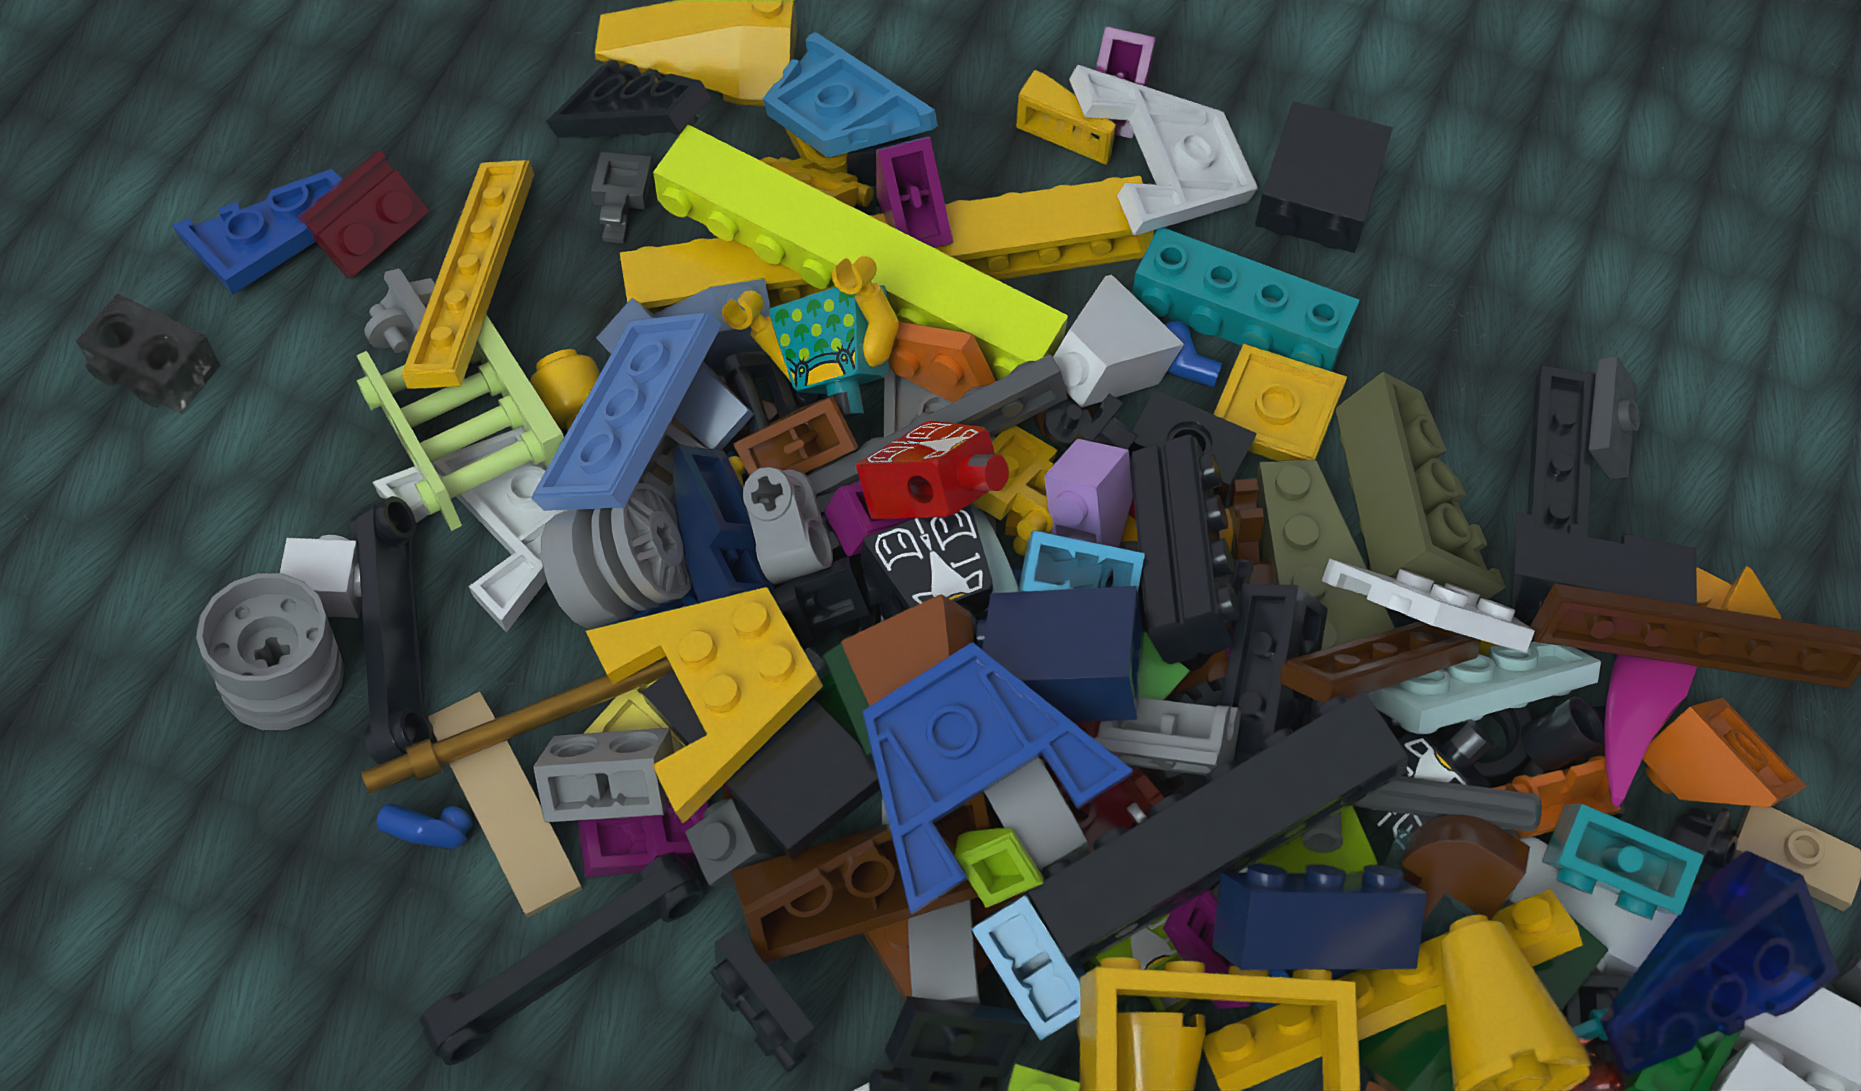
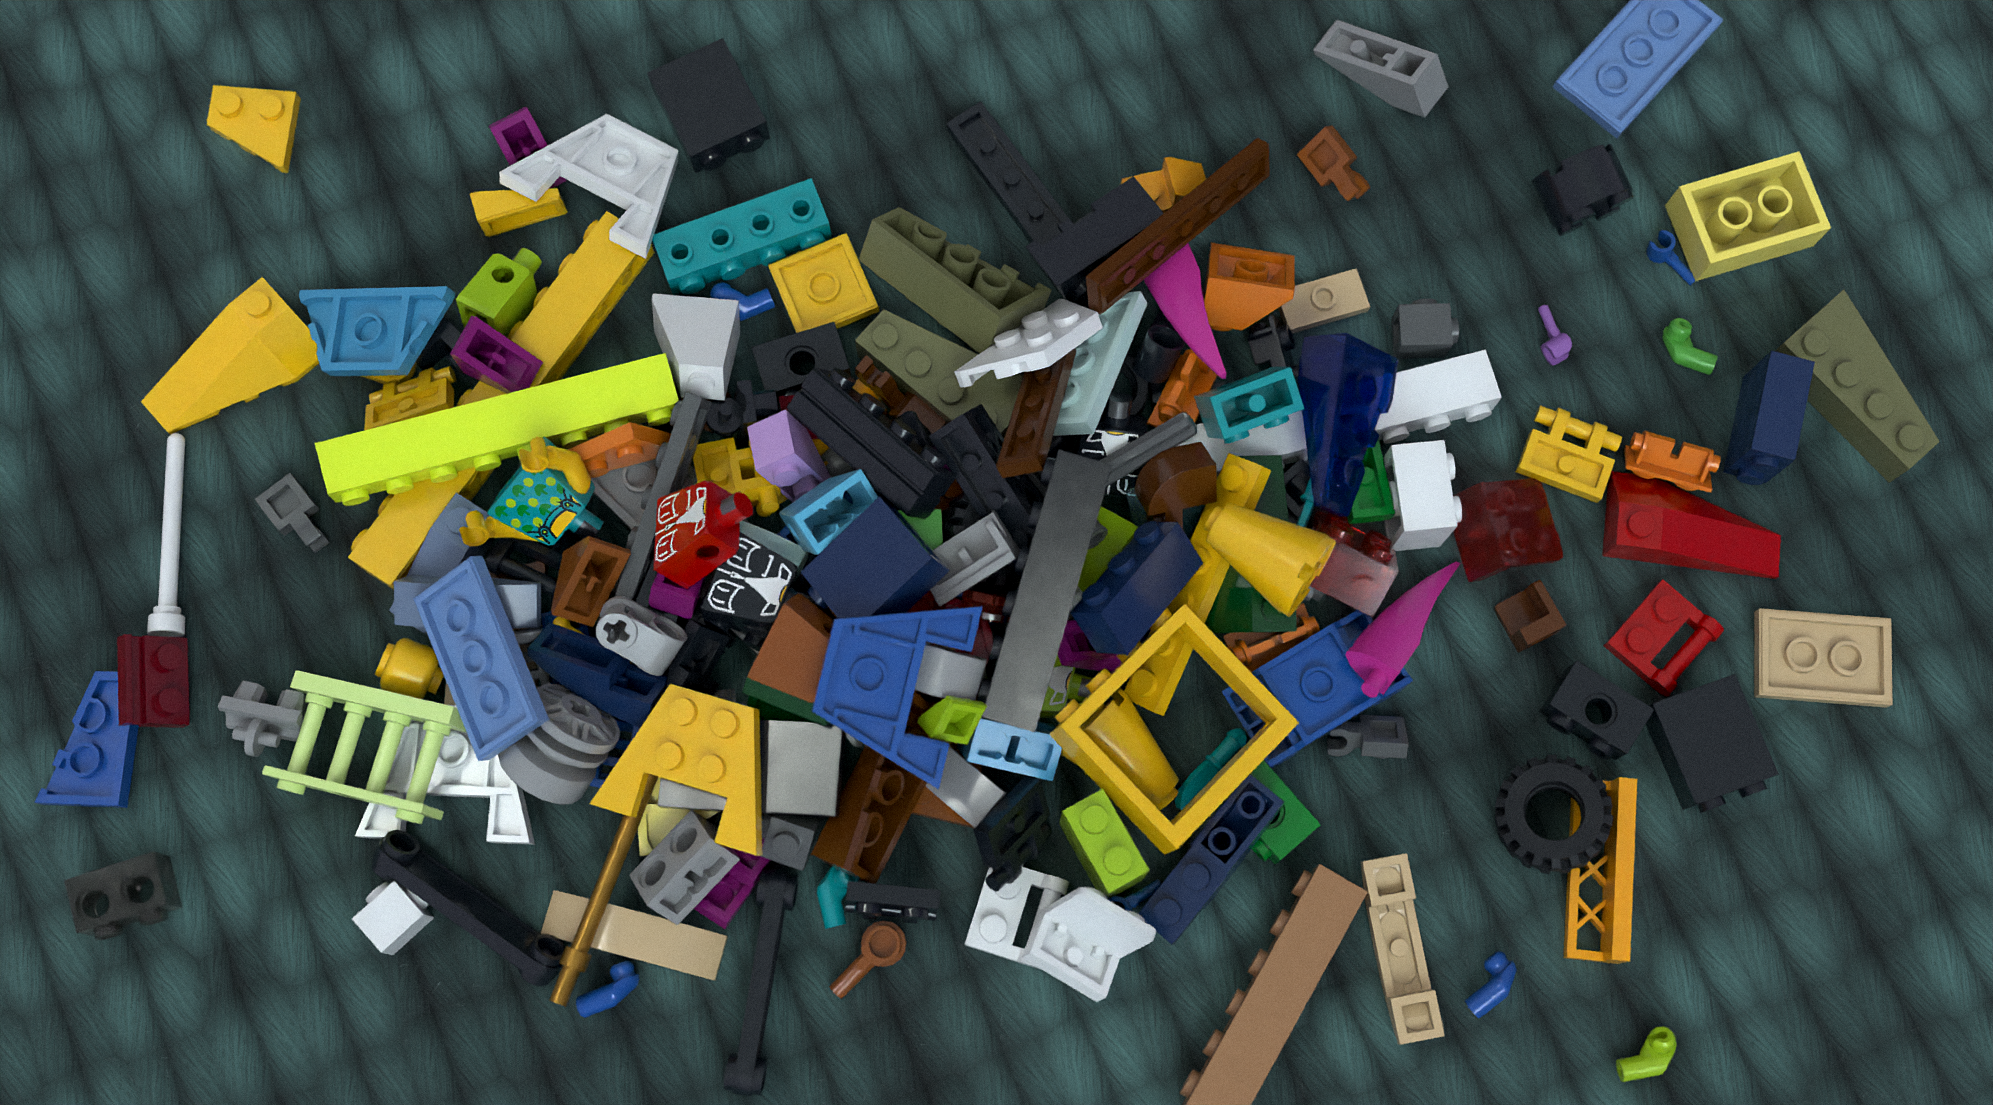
camera: 45 degrees left, 15 degrees up
(271, 651) = (394, 984): light grey wheel -> none
(434, 180) = (167, 616): none -> white piece
(468, 276) = (270, 656): yellow tile -> none
(629, 102) = (244, 453): black wing -> none
(701, 955) = (830, 894): none -> teal arm
(710, 1041) = (881, 946): none -> dark orange plate
(980, 159) = (501, 291): none -> lime torso
(1613, 418) = (1013, 120): dark grey plate -> none

